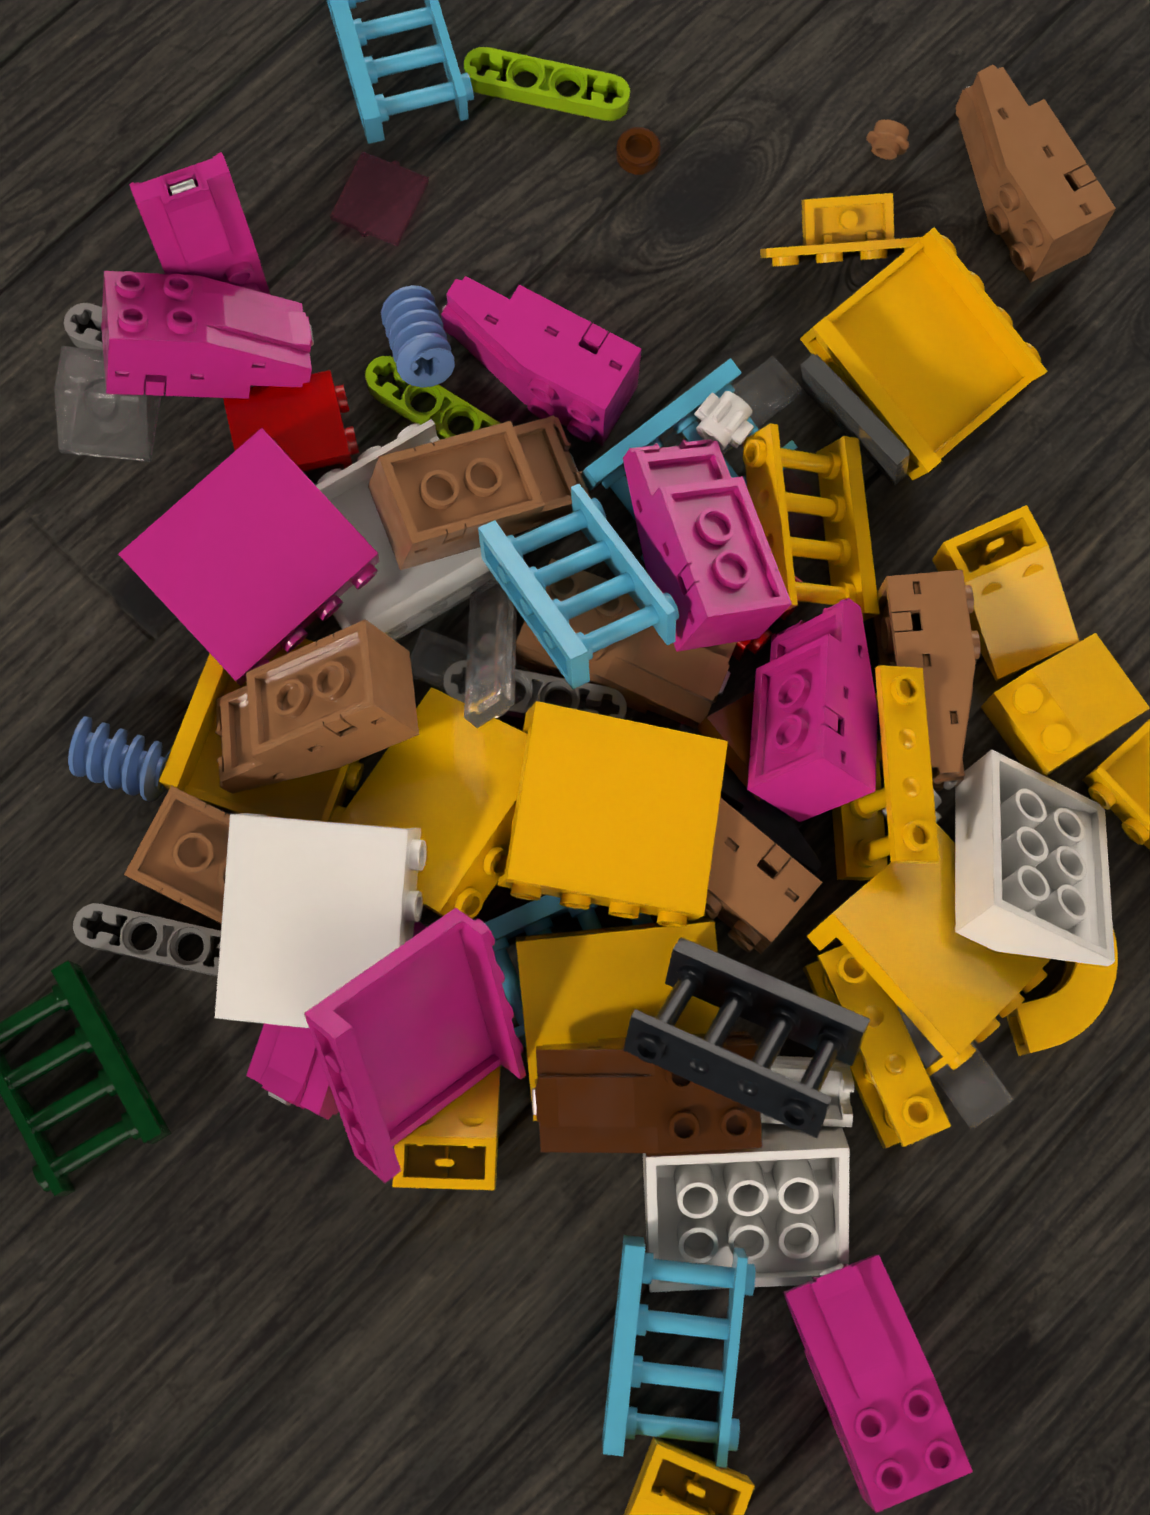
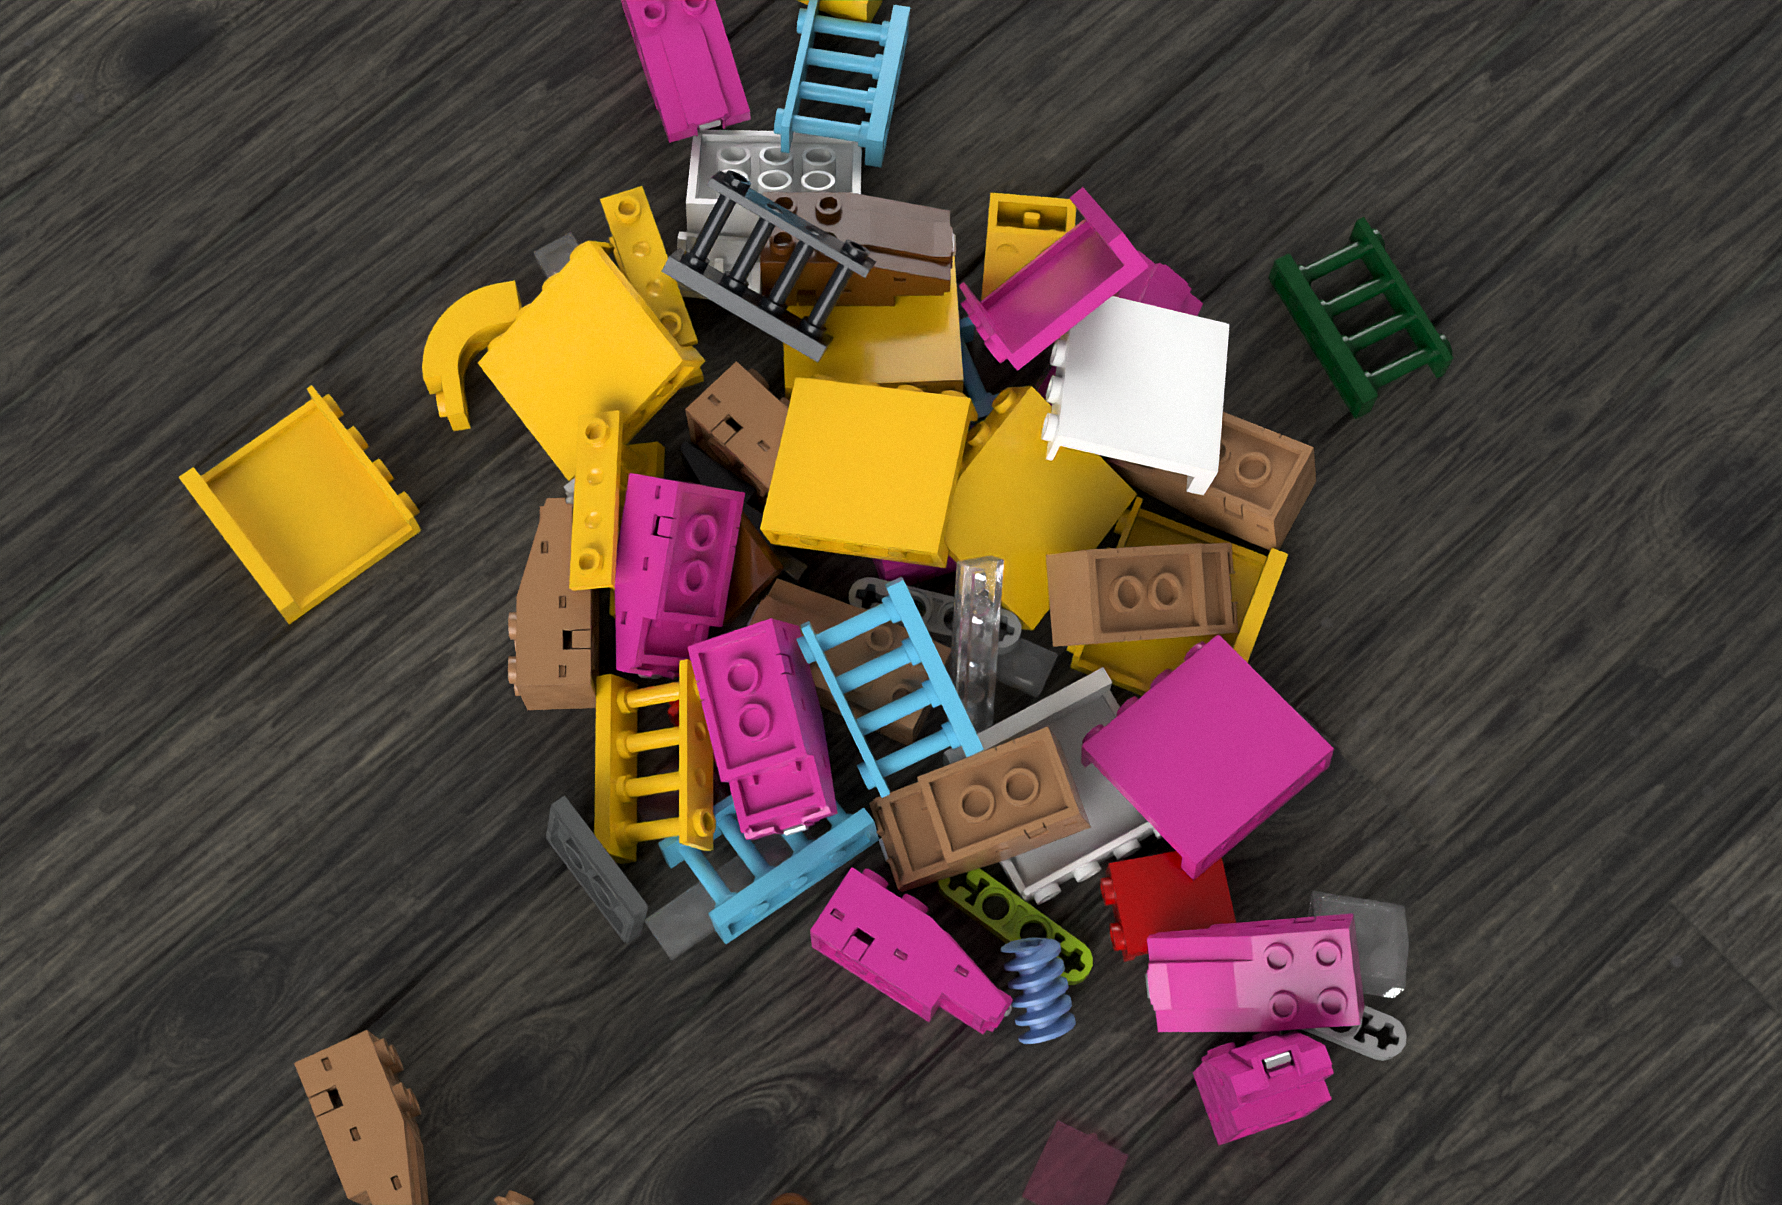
camera: 175 degrees left, 5 degrees down
(116, 761) = (1326, 584): medium blue piece -> none
(165, 947) = (1281, 419): light grey beam -> none
(724, 419) = (731, 859): white gear -> none
(842, 226) = (572, 1097): yellow bracket -> none
(926, 350) = (517, 947): yellow panel -> none
(1015, 591) = (467, 699): yellow slope -> none
(1031, 865) = (488, 429): white slope -> none
(1064, 706) = (425, 590): yellow slope -> none

